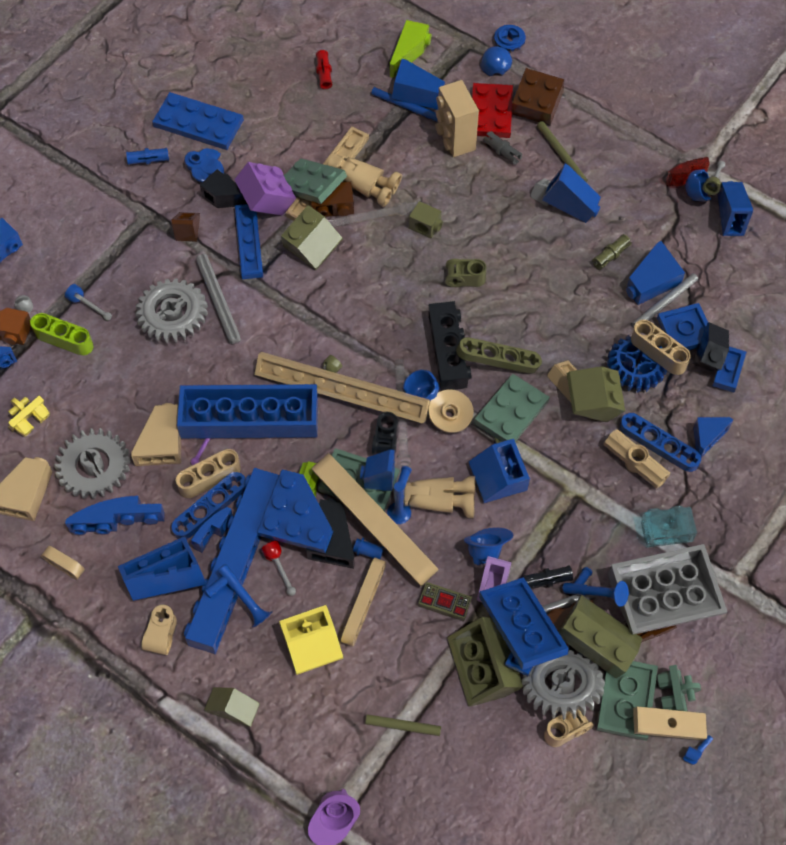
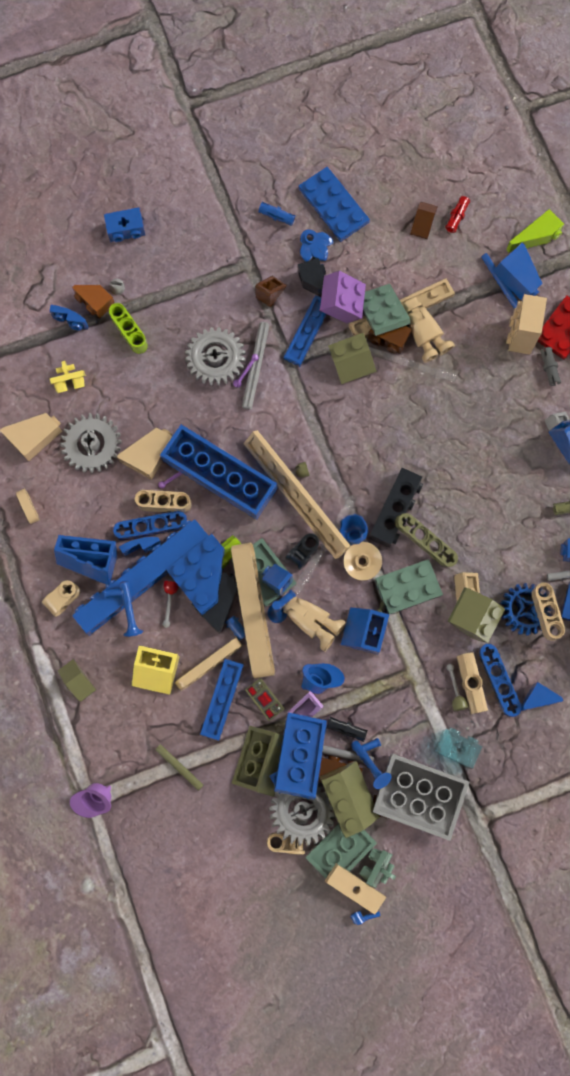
camera: 35 degrees right, 15 degrees up
(75, 294) = (157, 301): hinge -> none
(106, 515) = (77, 490): blue slope -> none
(210, 324) = (237, 383): none -> medium lavender hinge
(295, 91) = (423, 220): none -> reddish brown slope
(401, 628) = (222, 699): none -> blue plate
(425, 220) = (448, 394): olive brick -> none
(465, 272) = (447, 455): olive piece -> none
(638, 484) = (459, 702): none -> hinge

